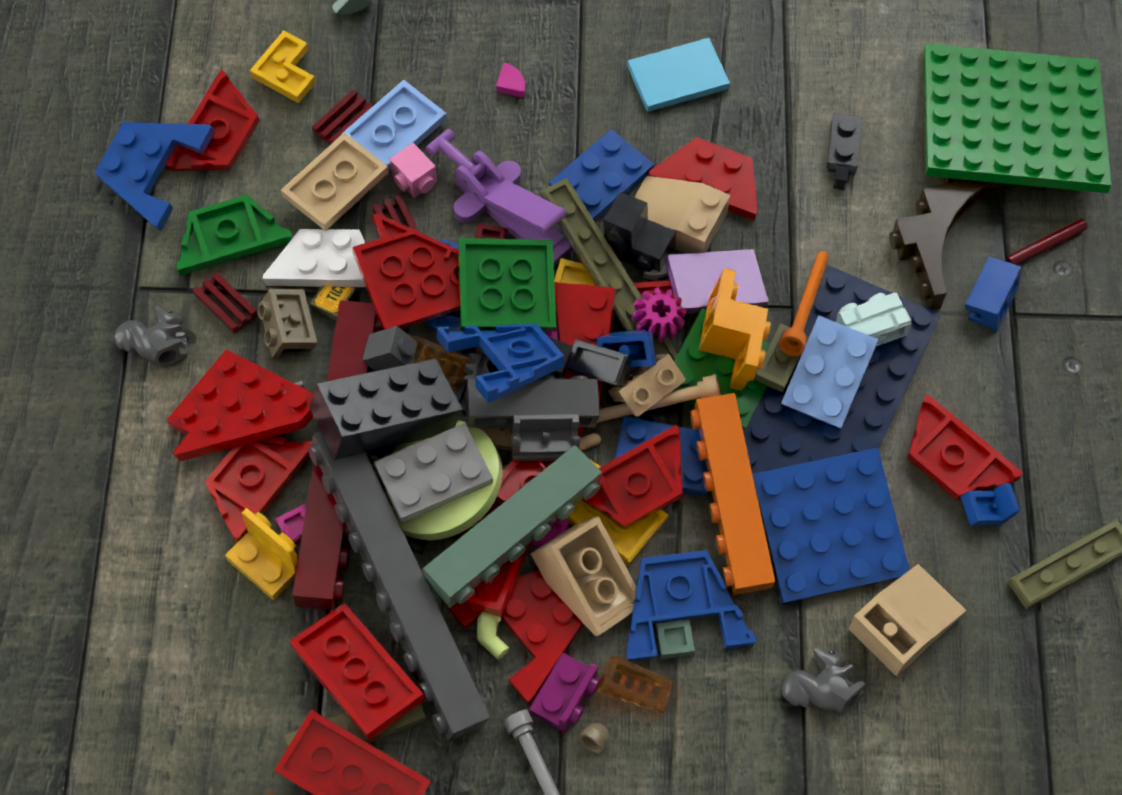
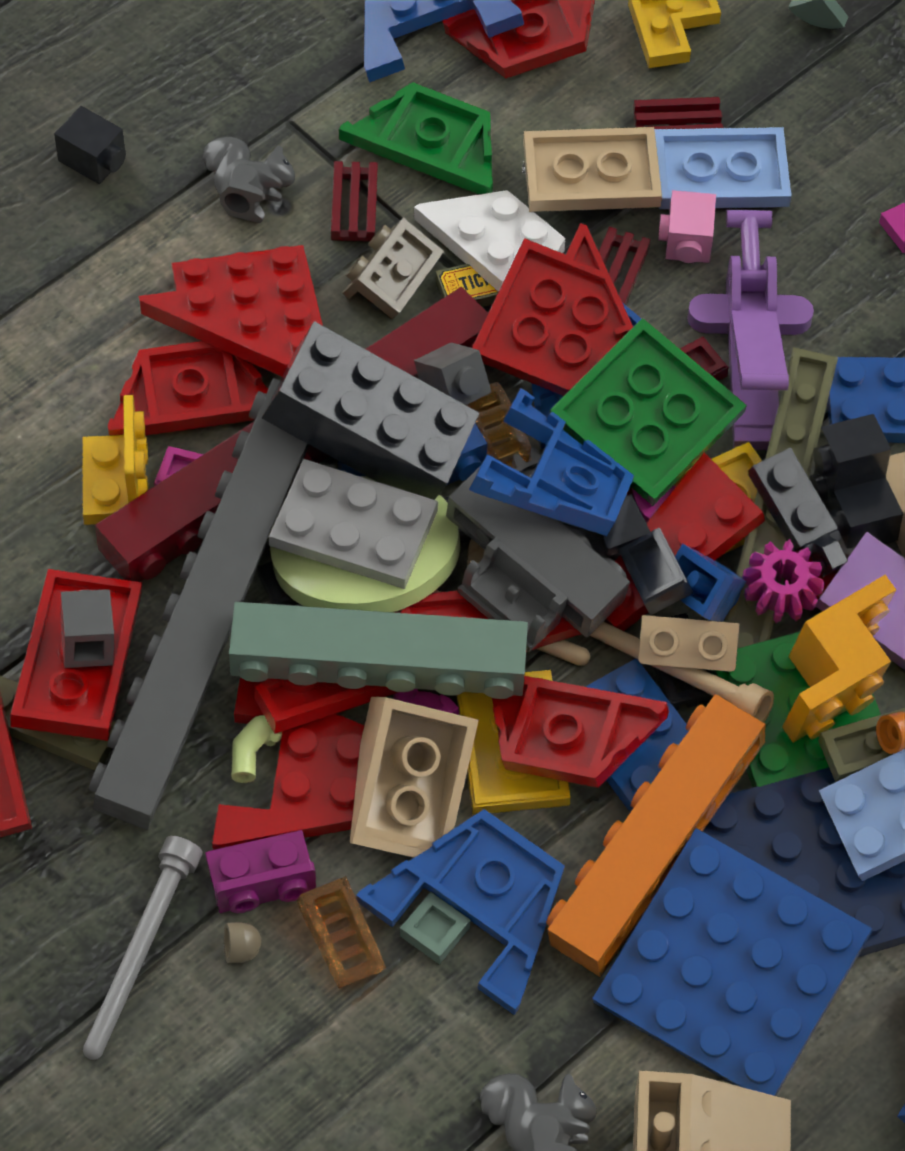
camera: 45 degrees right, 5 degrees down
(50, 393) = (90, 145): none -> black brick
(355, 652) = (87, 628): none -> dark grey brick
(628, 271) = (798, 509): none -> hinge

